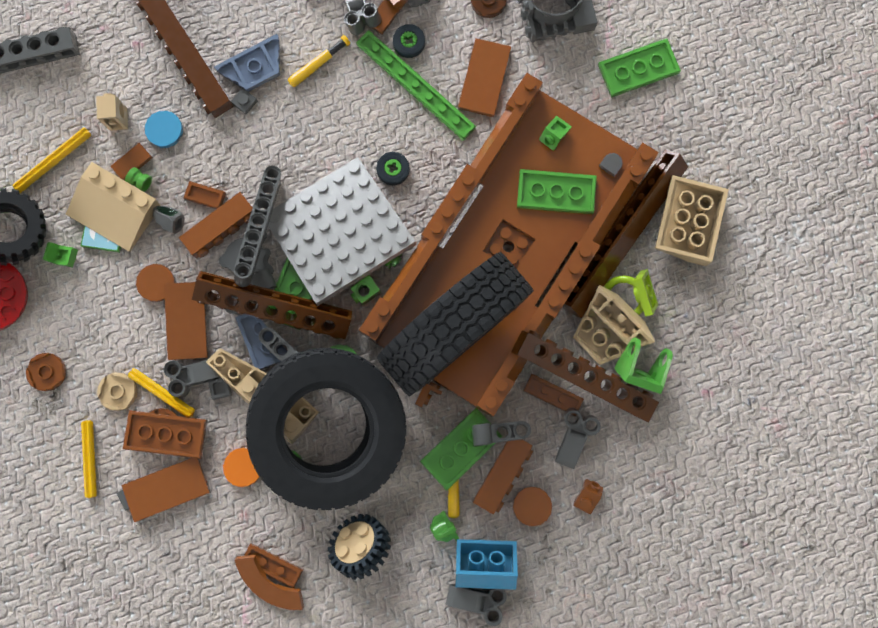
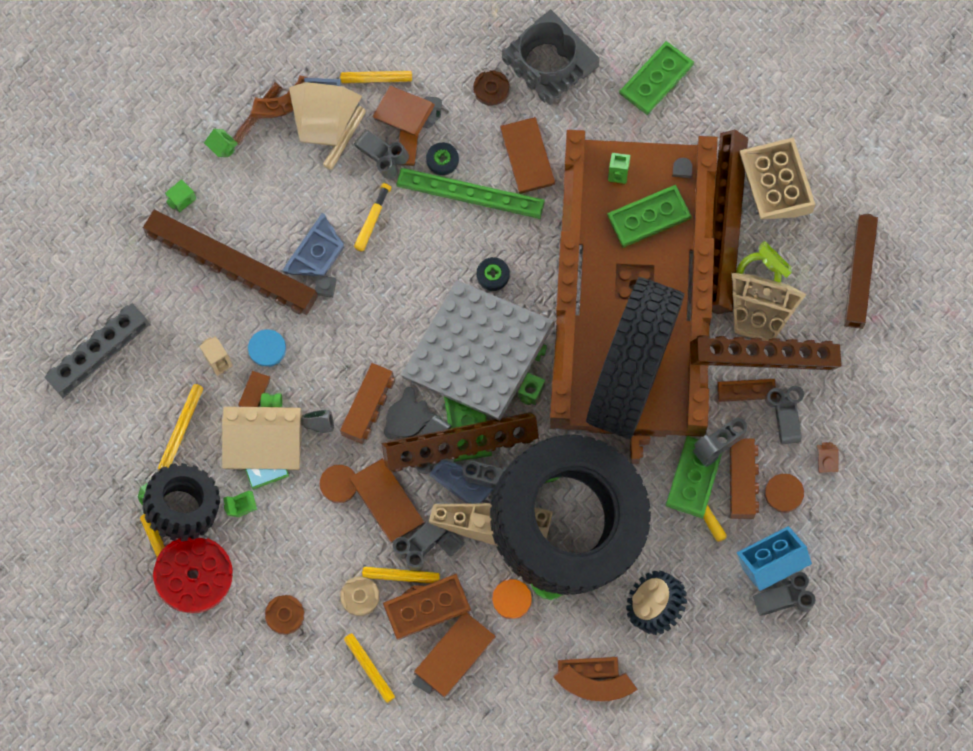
camera: 25 degrees left, 10 degrees down
(204, 195) = (338, 385): dark orange tile -> none
(254, 232) = (407, 381): dark grey beam -> none
(442, 528) = (719, 552): bright green piece -> none
(652, 380) = (824, 322): bright green hose -> none
(718, 343) = (861, 271): none -> reddish brown brick

